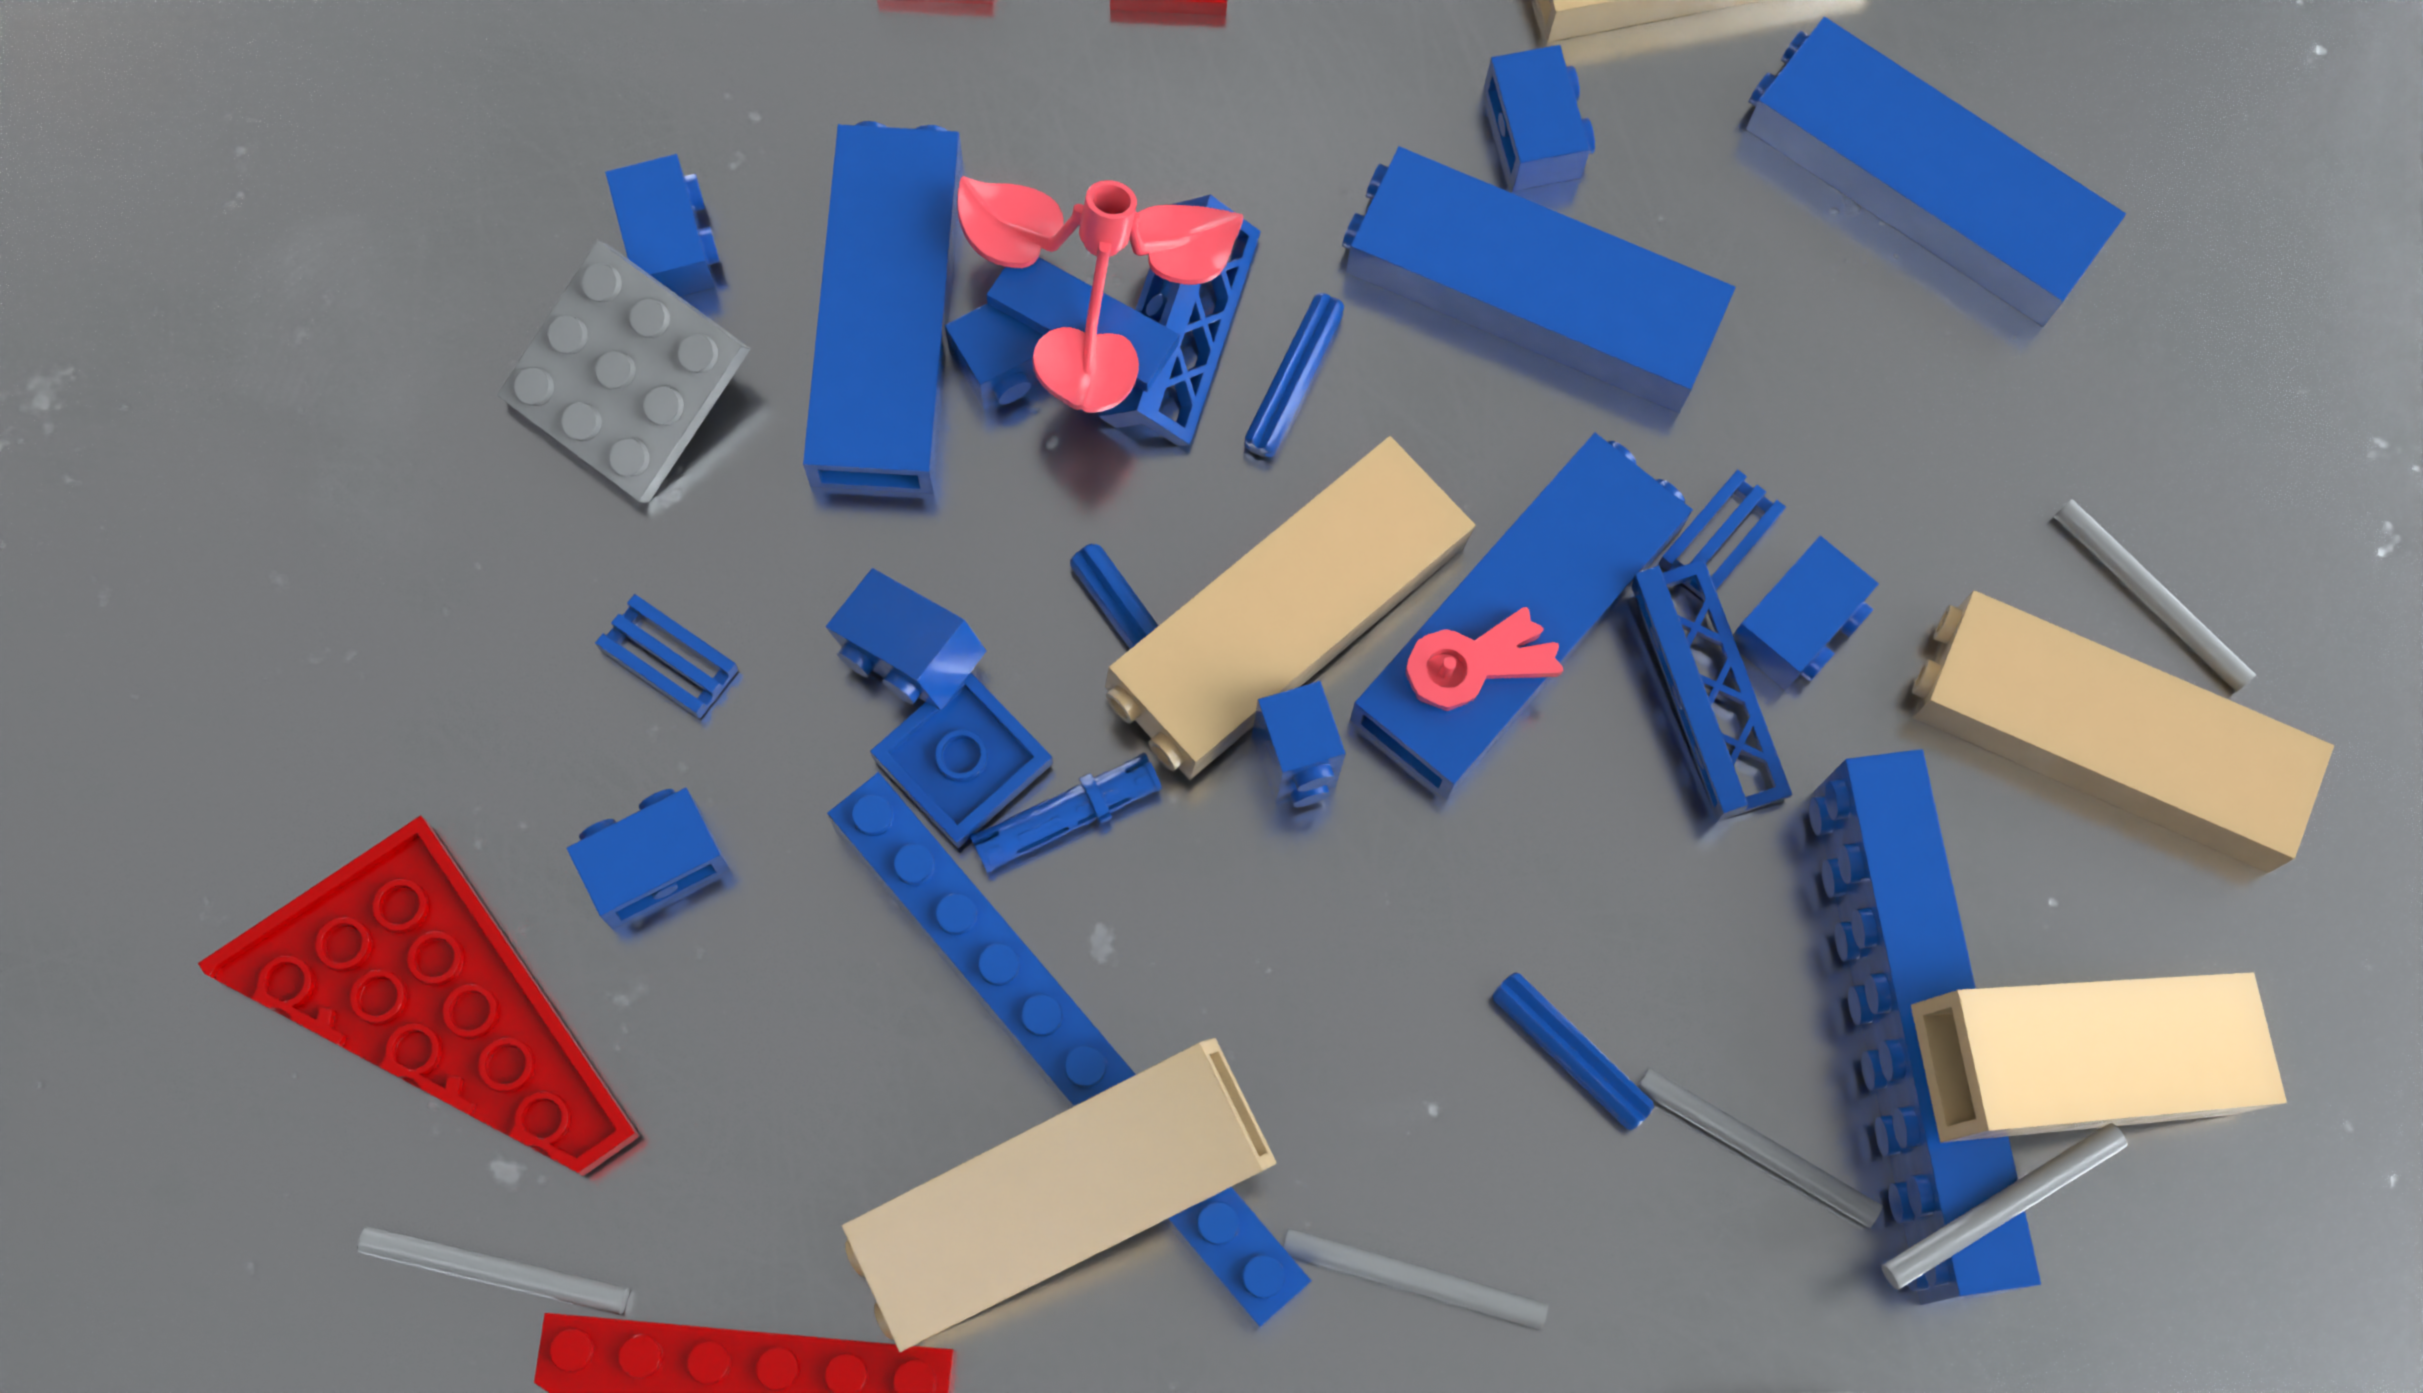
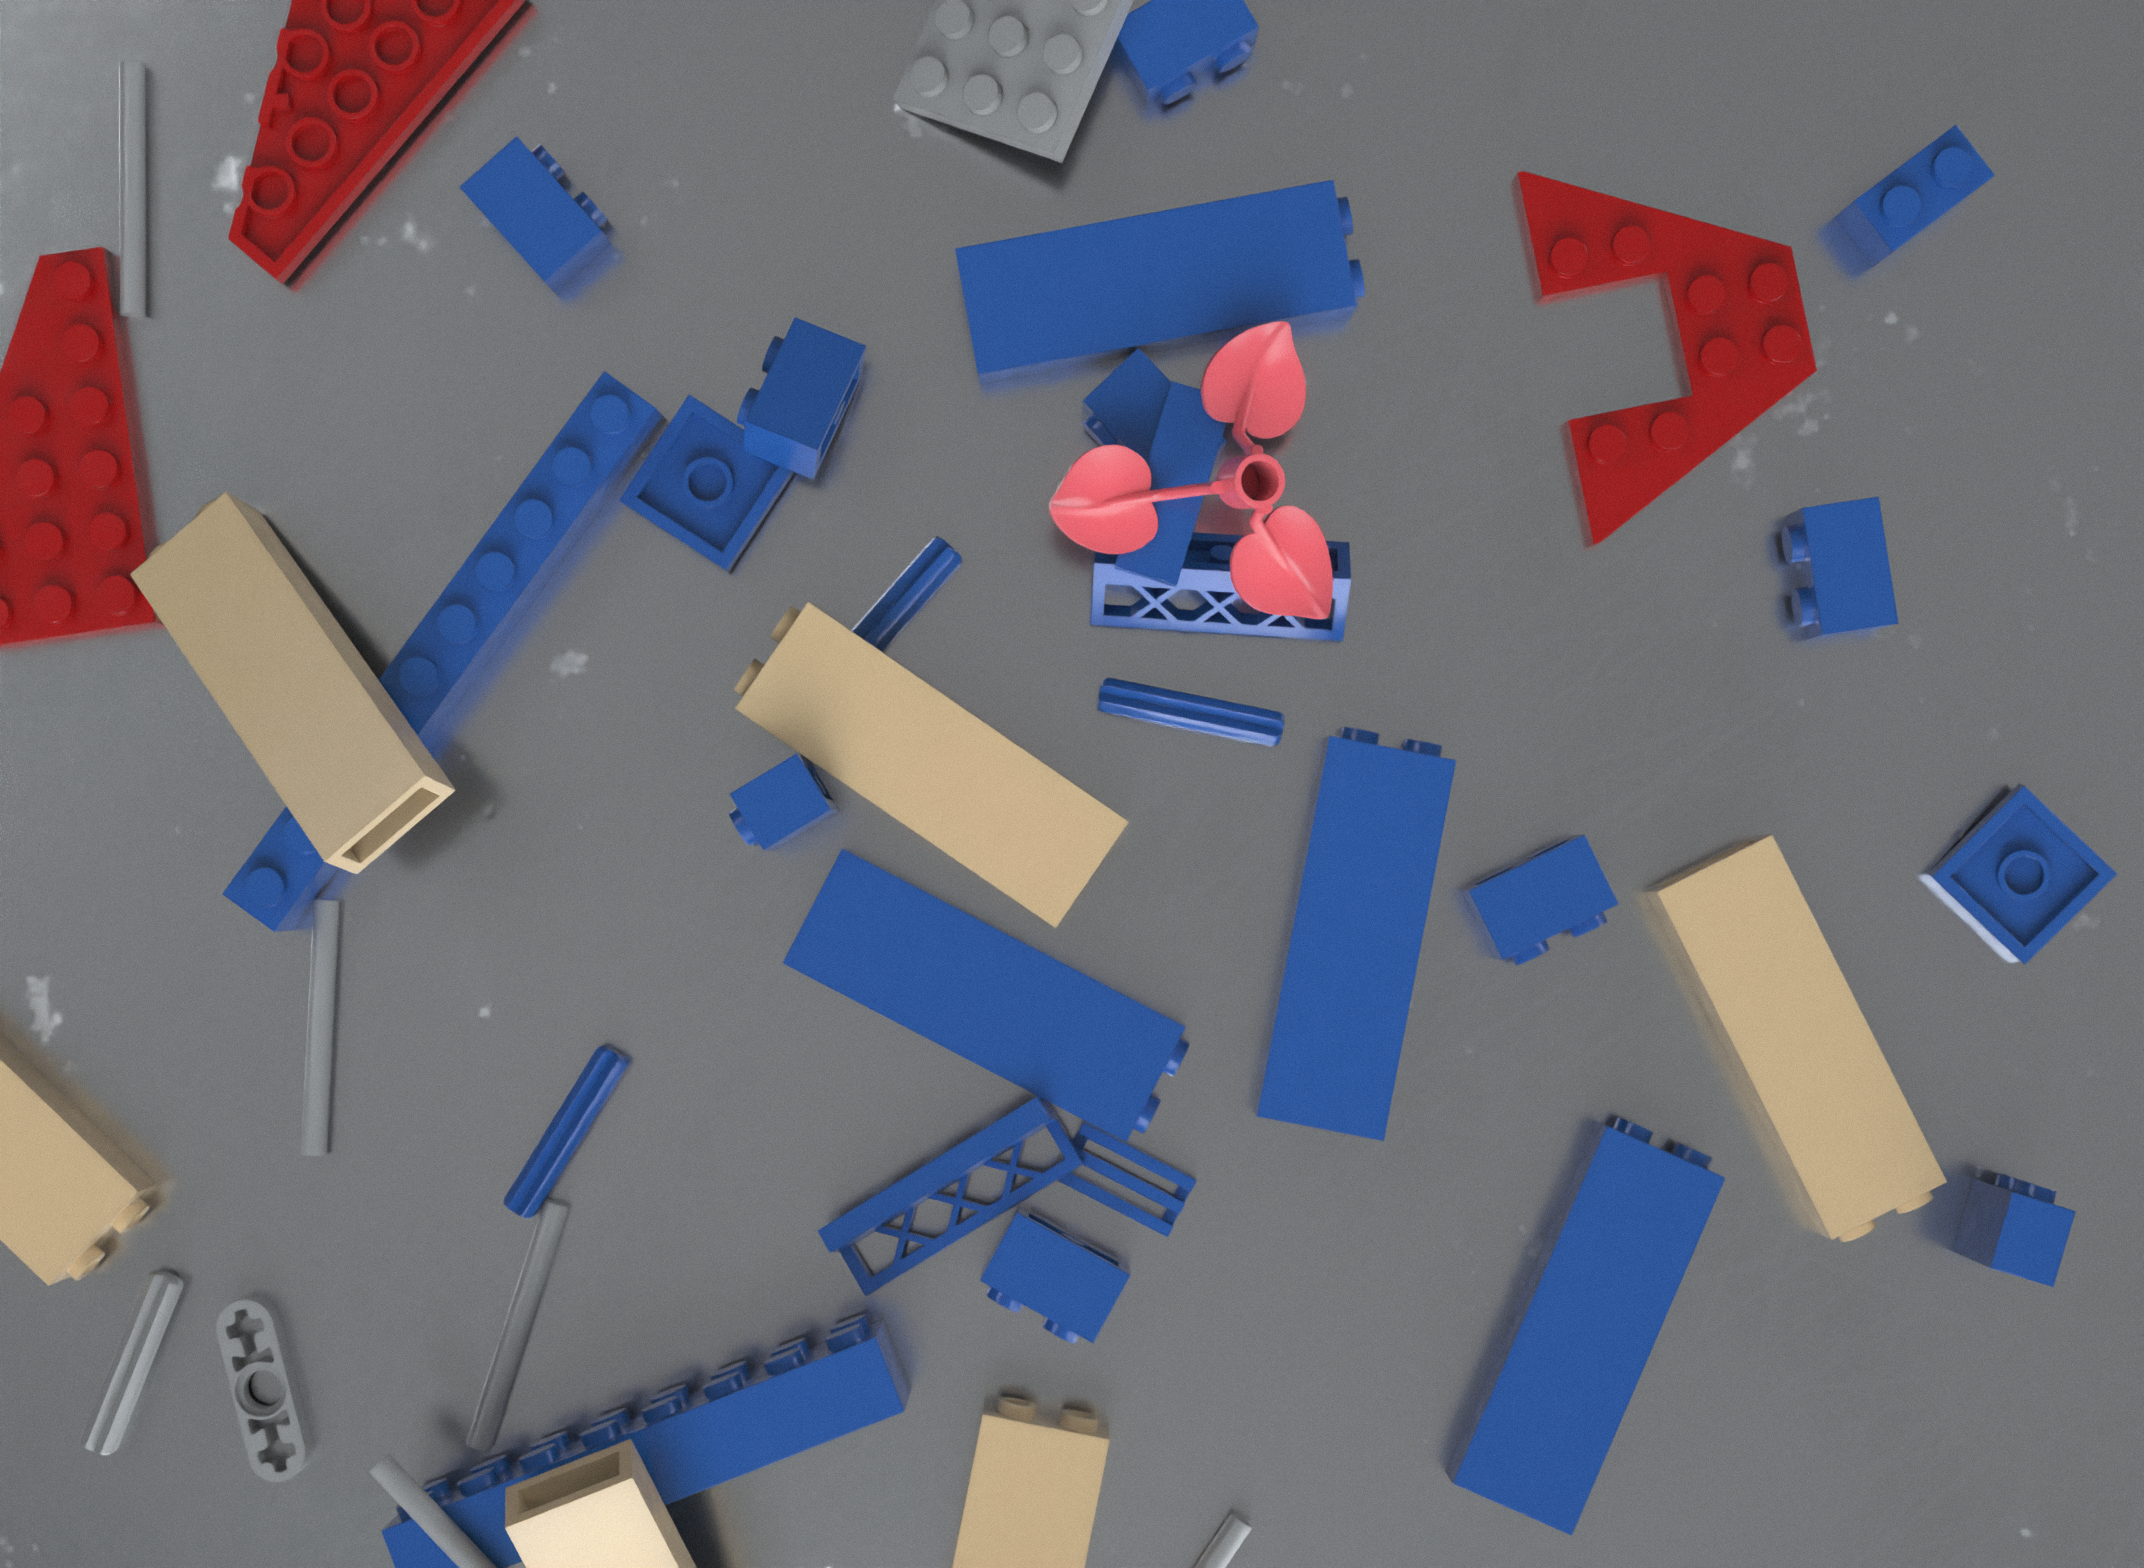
camera: 80 degrees right, 15 degrees up
(626, 626) = (762, 124): blue tile -> none
(1075, 808) = (694, 616): blue pin -> none
(1451, 668) = (892, 935): coral piece -> none

